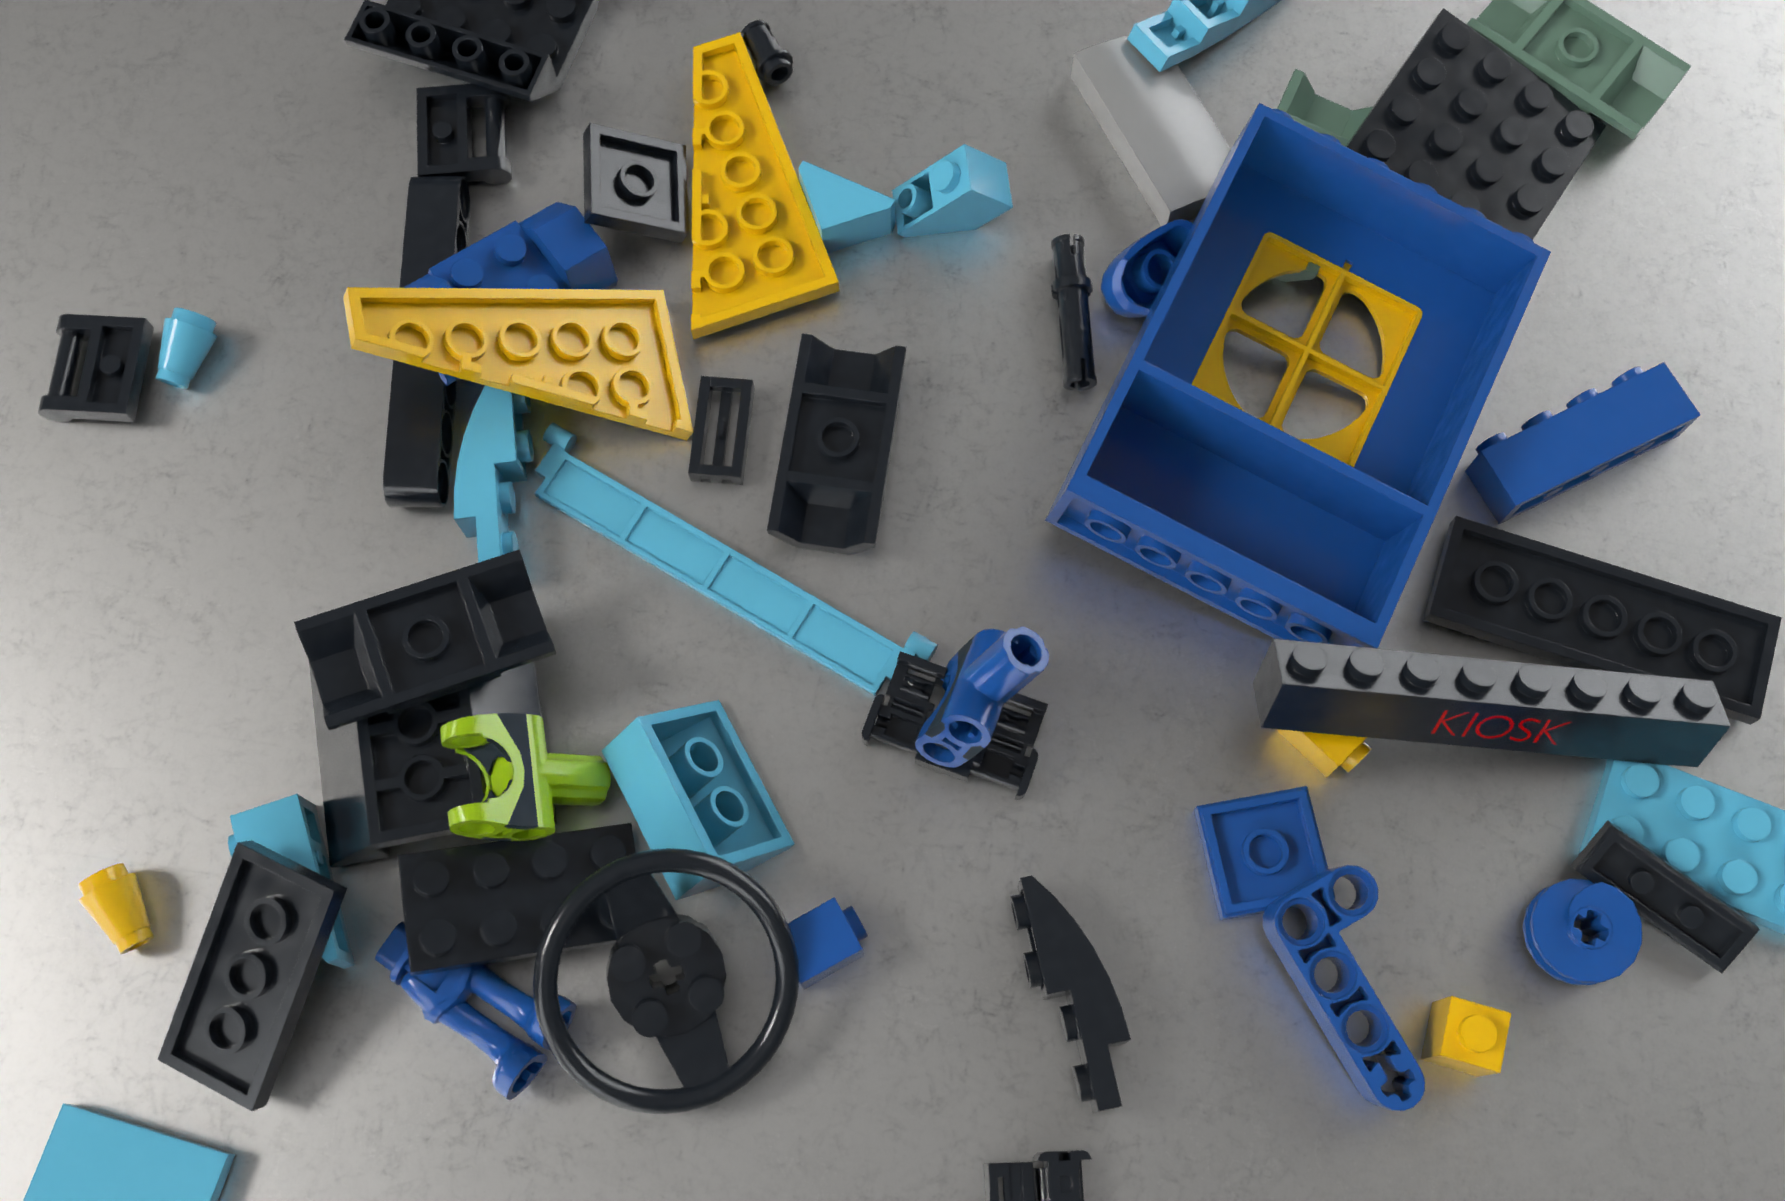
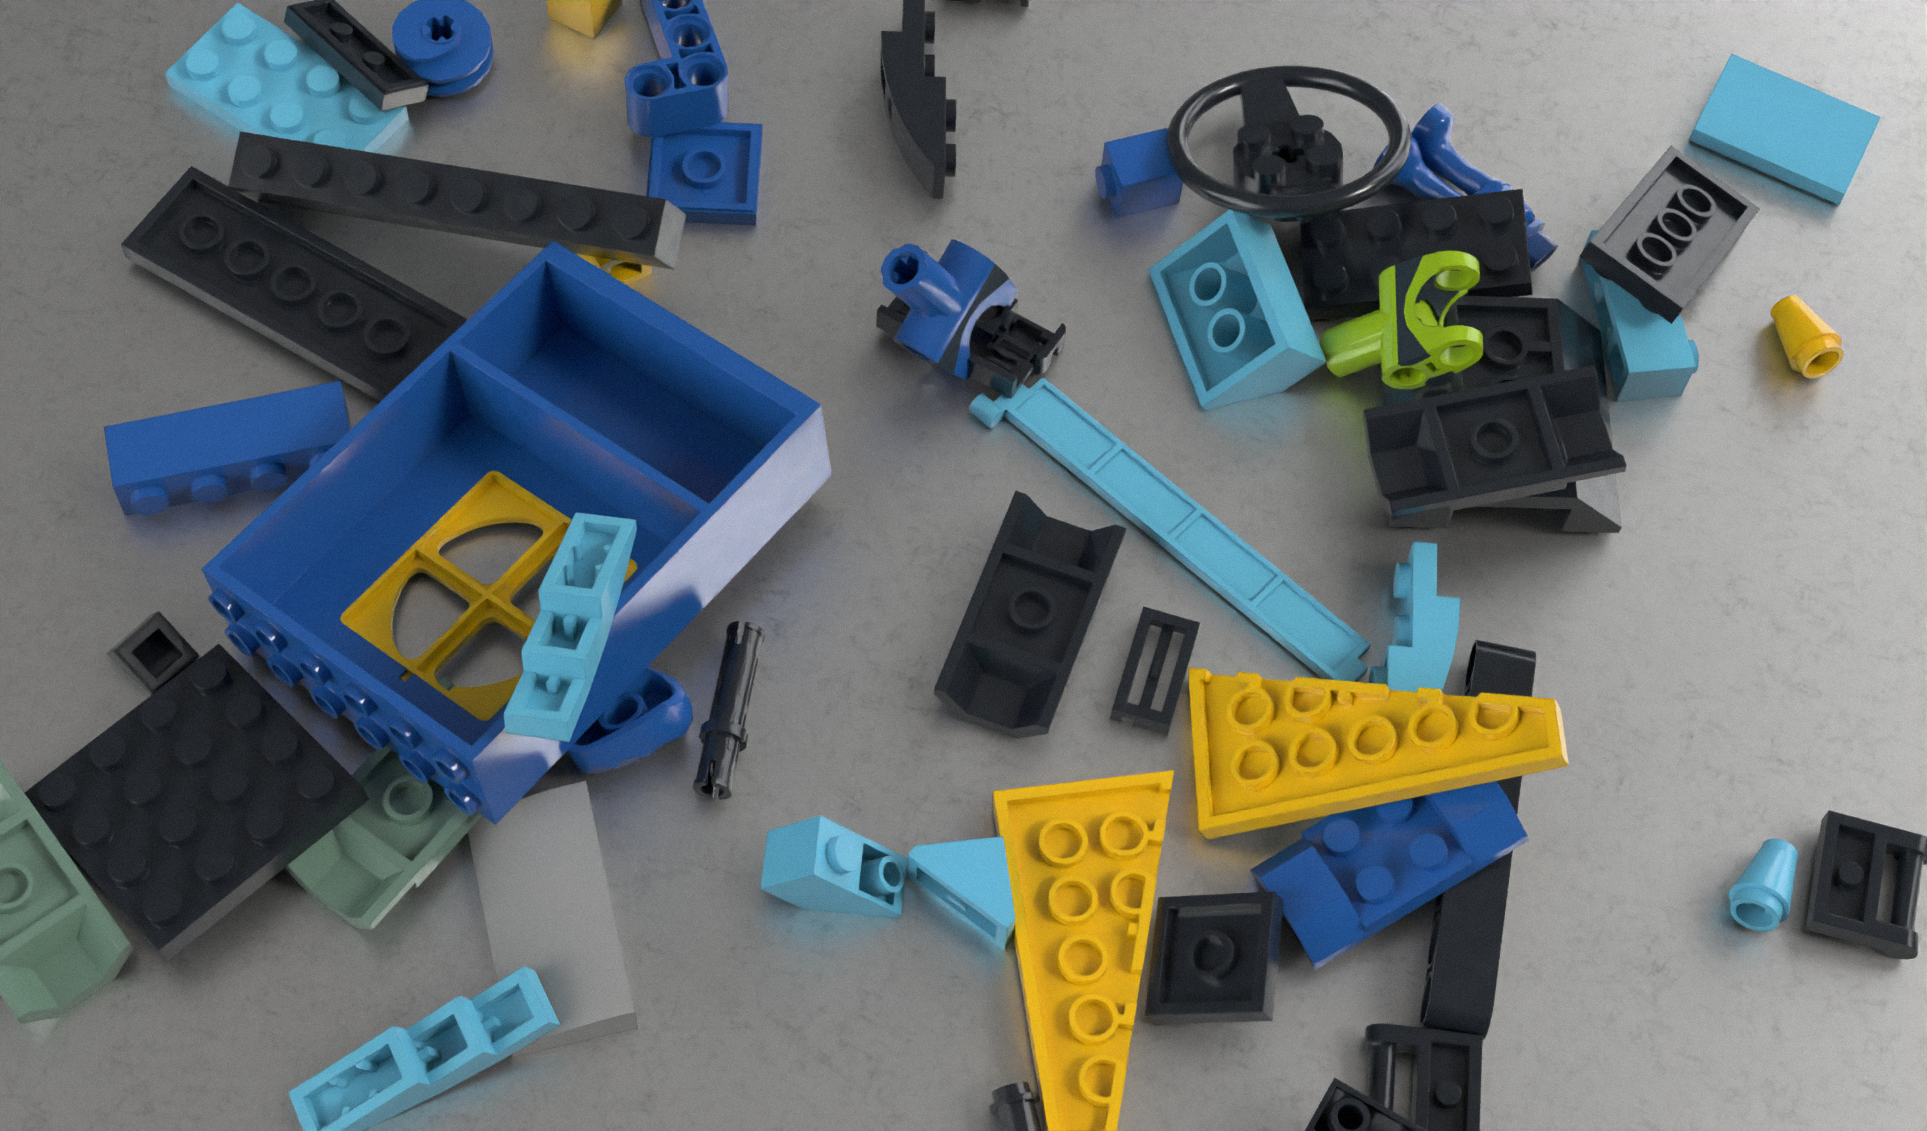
camera: 175 degrees left, 10 degrees down
(1219, 216) = (571, 628): none -> medium azure slope
(1568, 266) = (153, 653): none -> black slope

